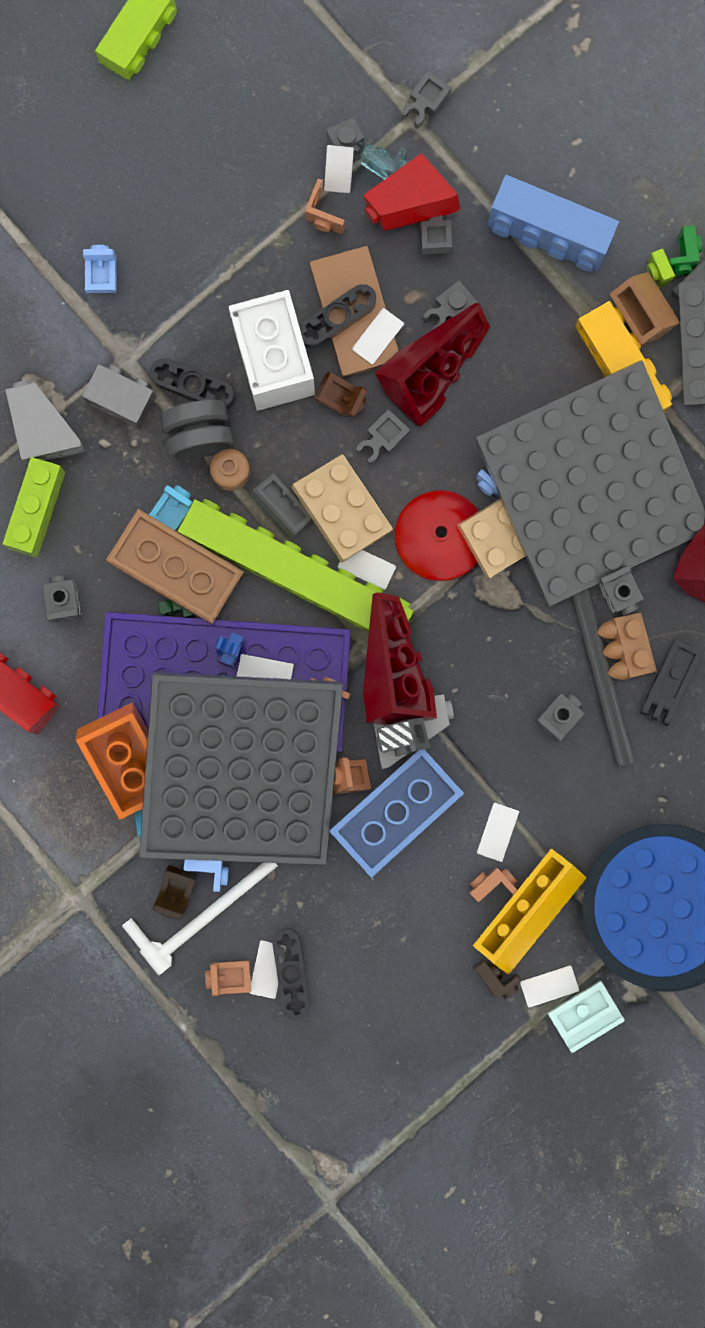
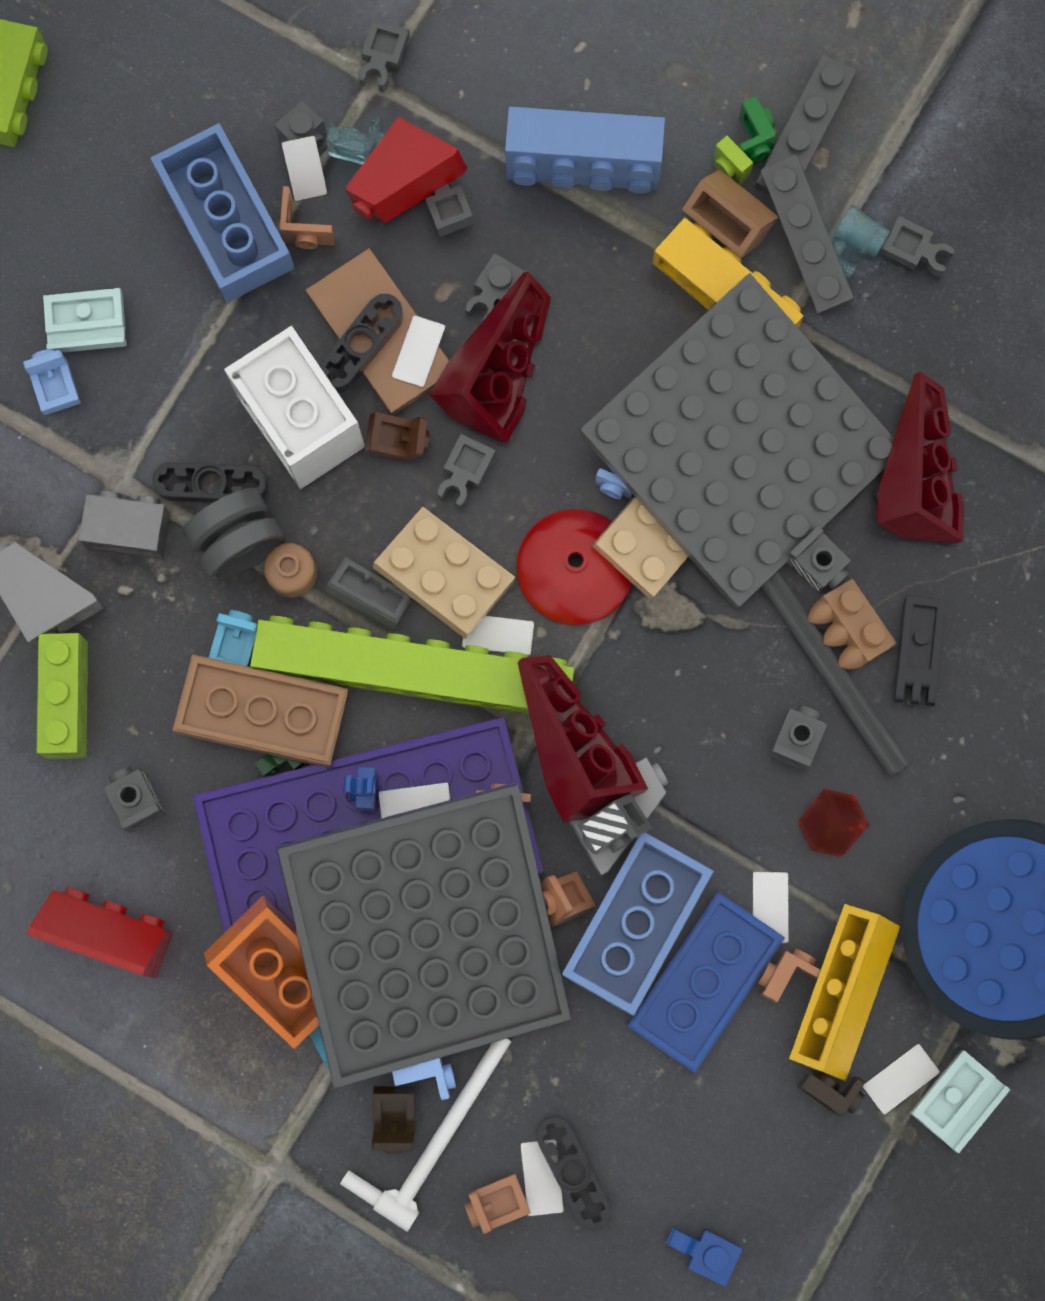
camera: 15 degrees left, 5 degrees down
(138, 231) = (85, 320): none -> light aqua plate
(266, 183) = (223, 213): none -> medium blue brick
(368, 1064) = (709, 1255): none -> blue plate
(432, 870) = (706, 982): none -> blue tile
(564, 786) = (833, 823): none -> clear red panel

